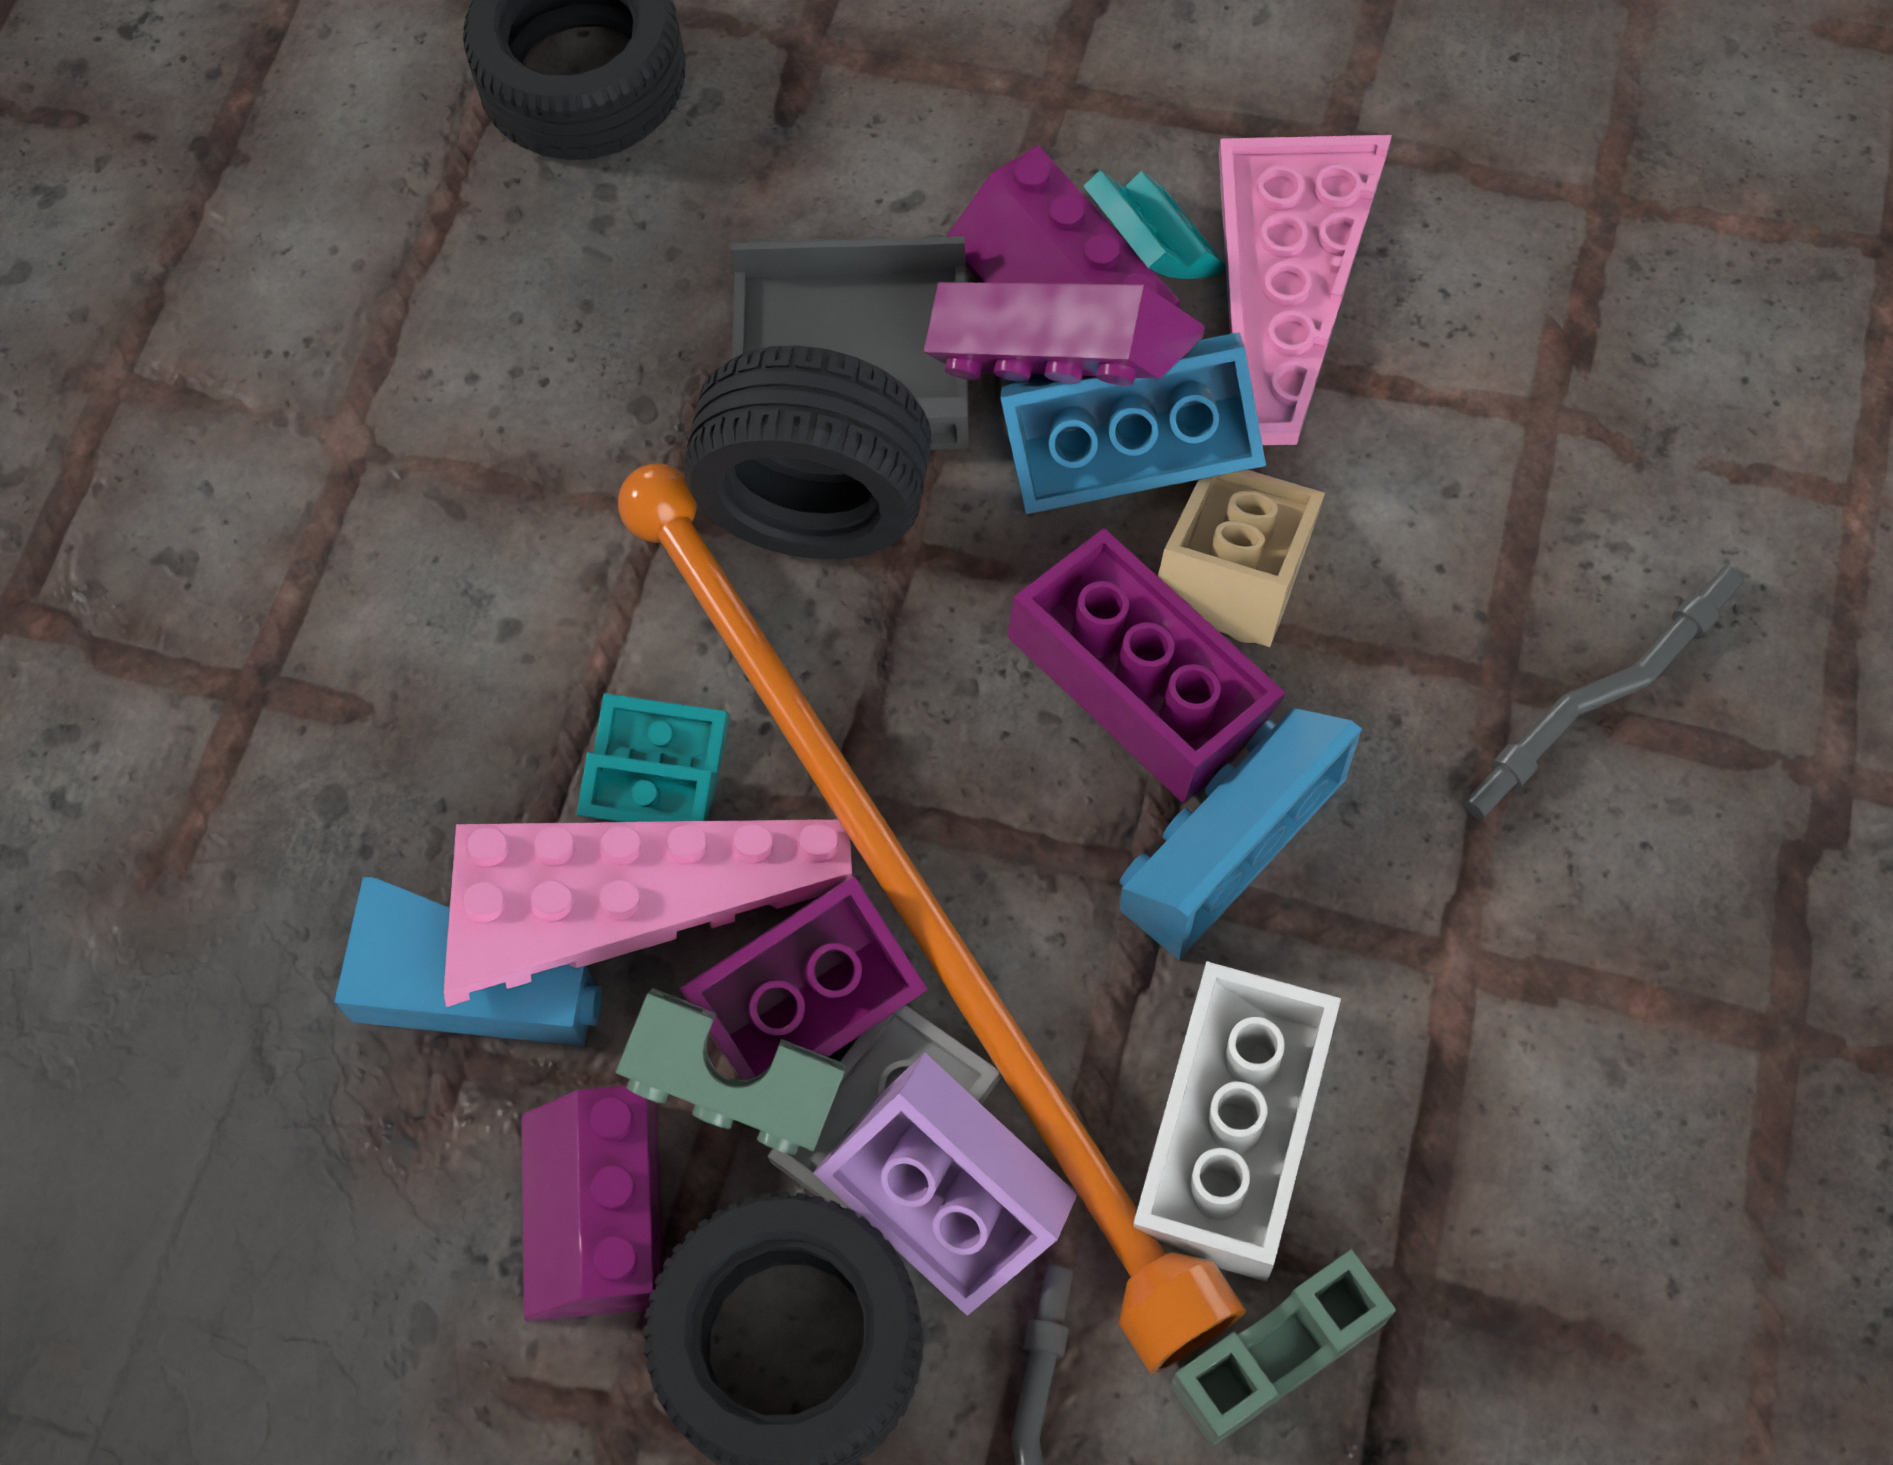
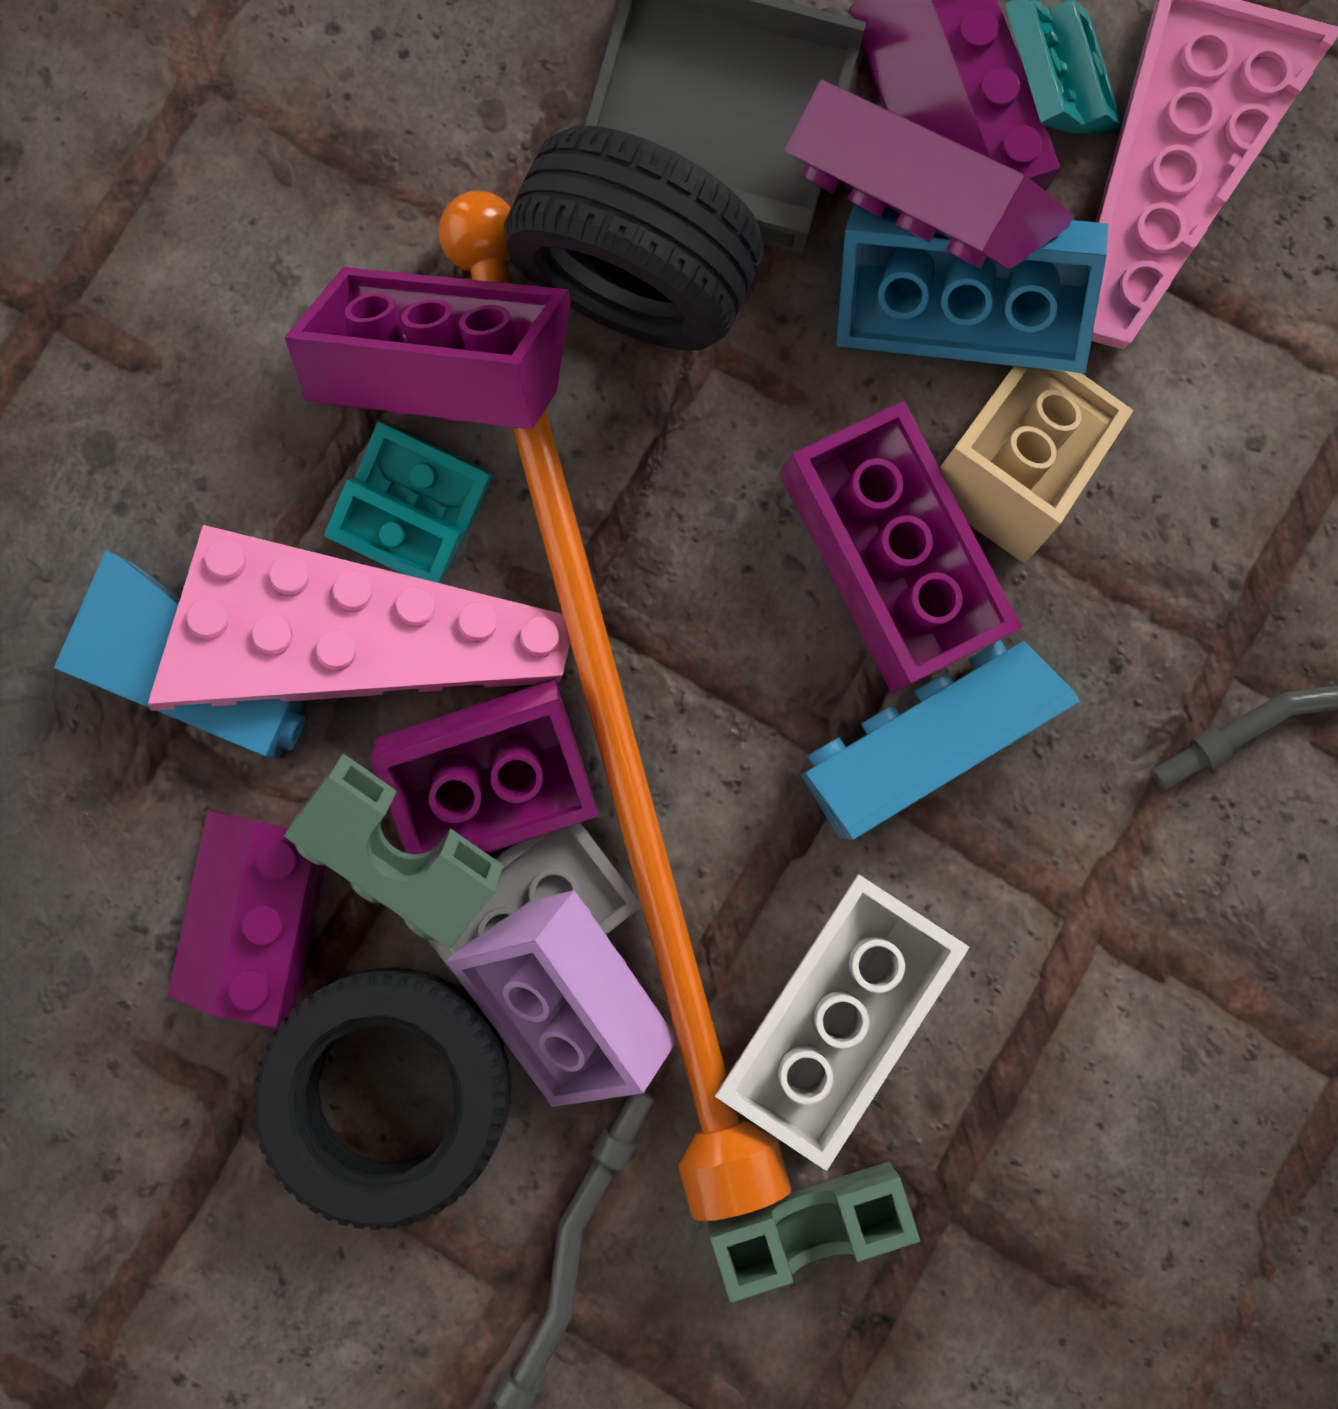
camera: 10 degrees right, 20 degrees up
(640, 607) = (432, 346): none -> magenta slope

